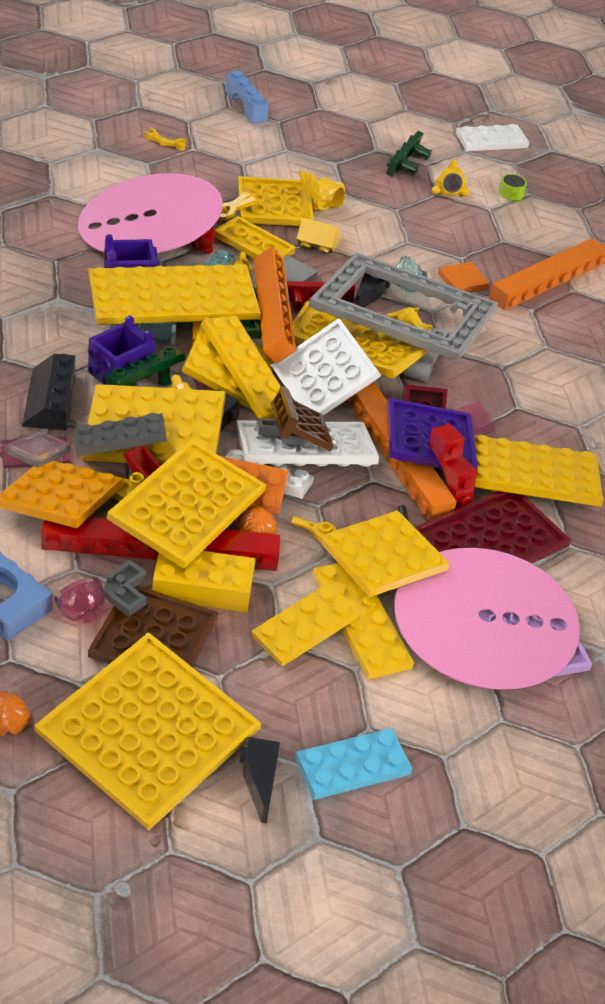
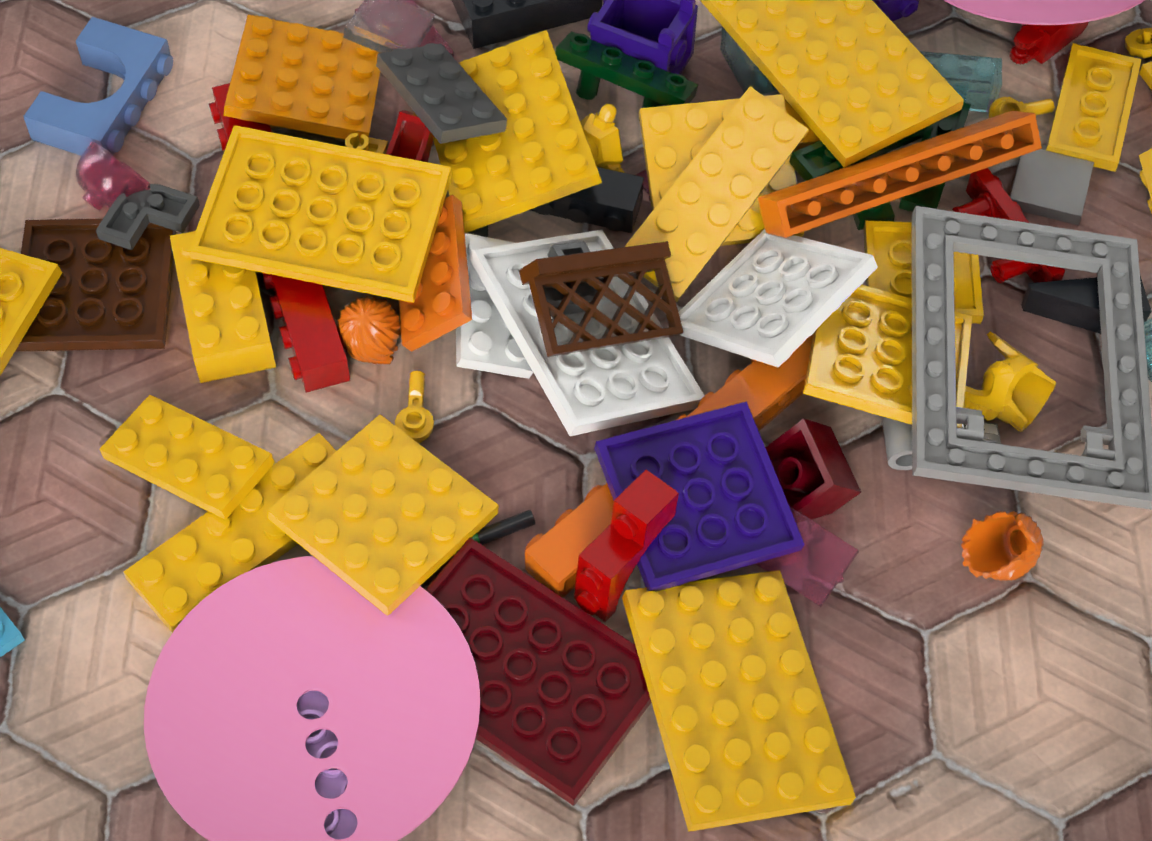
camera: 75 degrees right, 15 degrees up
(493, 359) = (1002, 546): none -> orange hair

